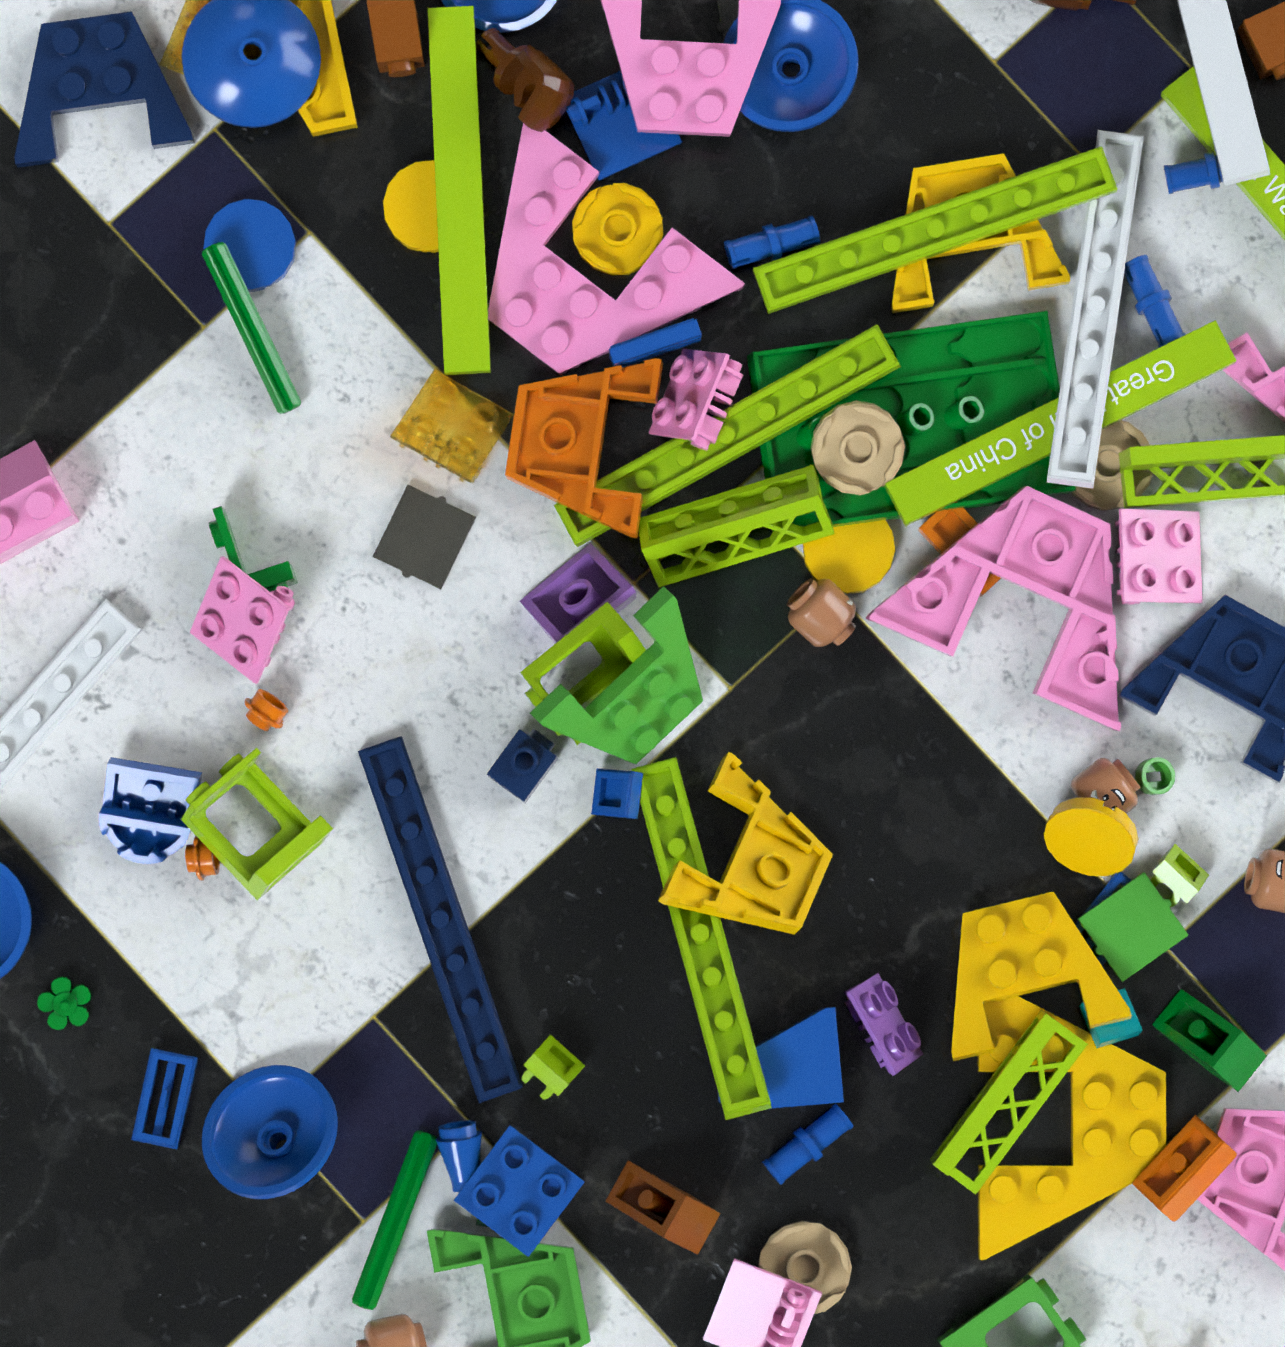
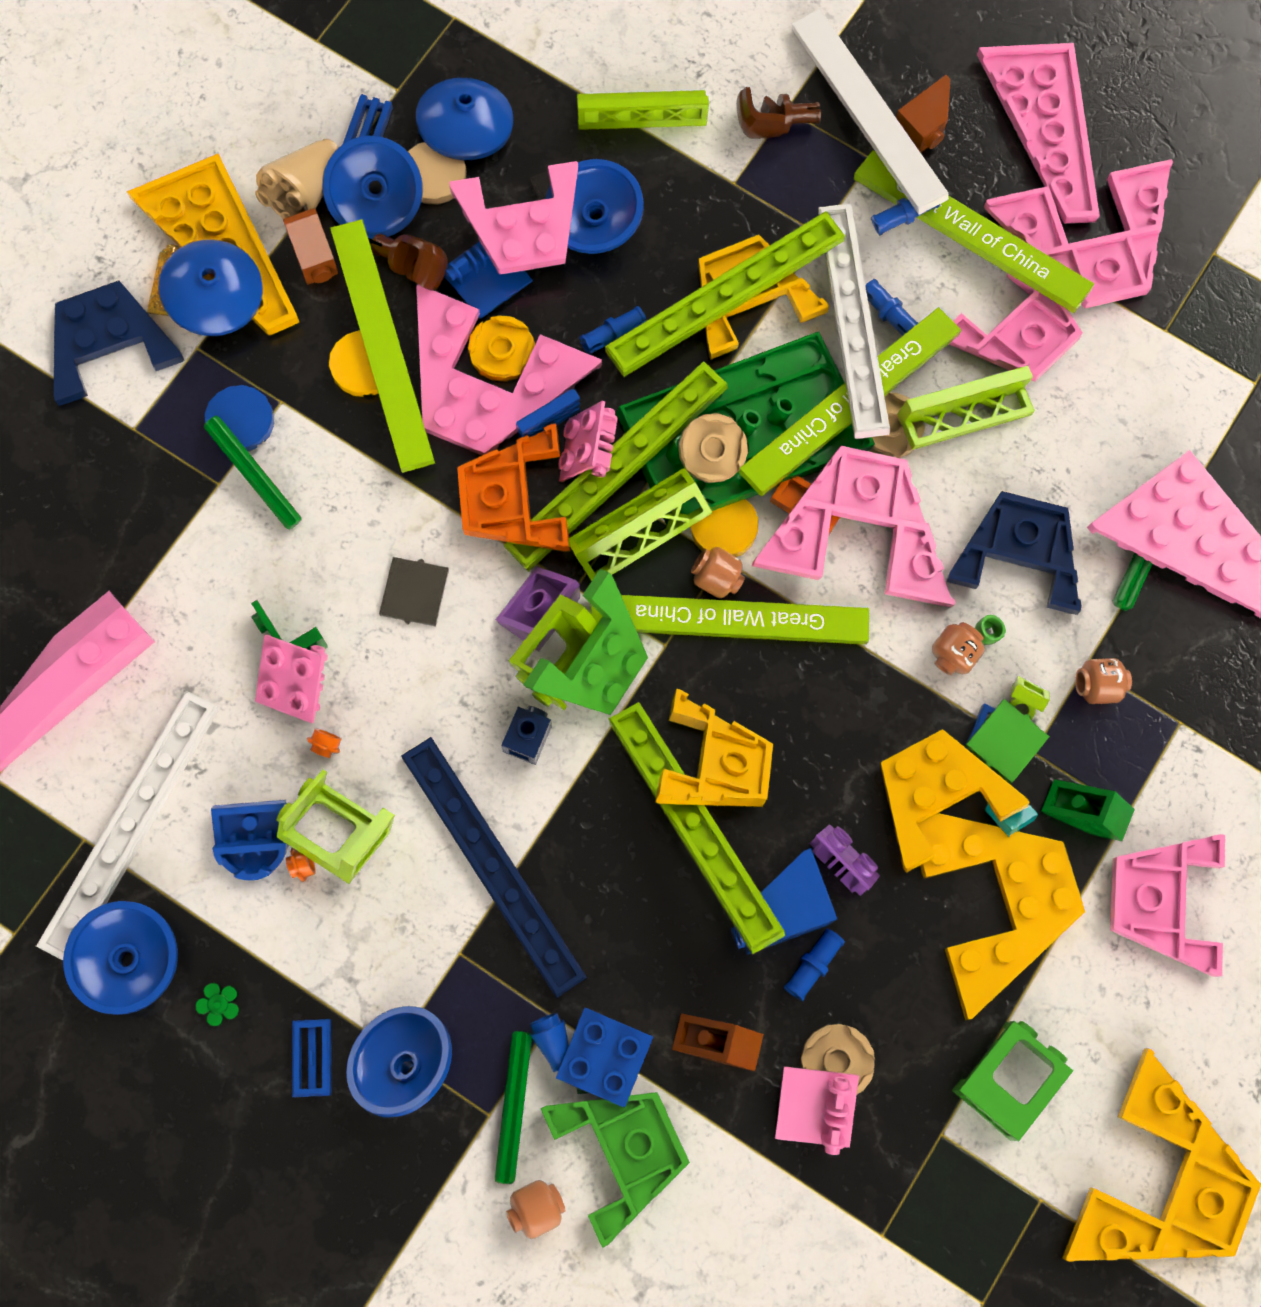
camera: 20 degrees left, 10 degrees down
(452, 426) = (415, 508): clear yellow hinge -> none
(552, 1066) = (605, 954): lime tile -> none
(617, 793) = (602, 738): blue tile -> none
(840, 681) = (747, 619): none -> lime tile
(996, 1091) = (947, 884): lime fence -> none
(1091, 837) = (959, 682): yellow tile -> none
(1159, 556) = (944, 477): bright pink hinge -> none
(1184, 1169) = (1101, 908): orange slope -> none

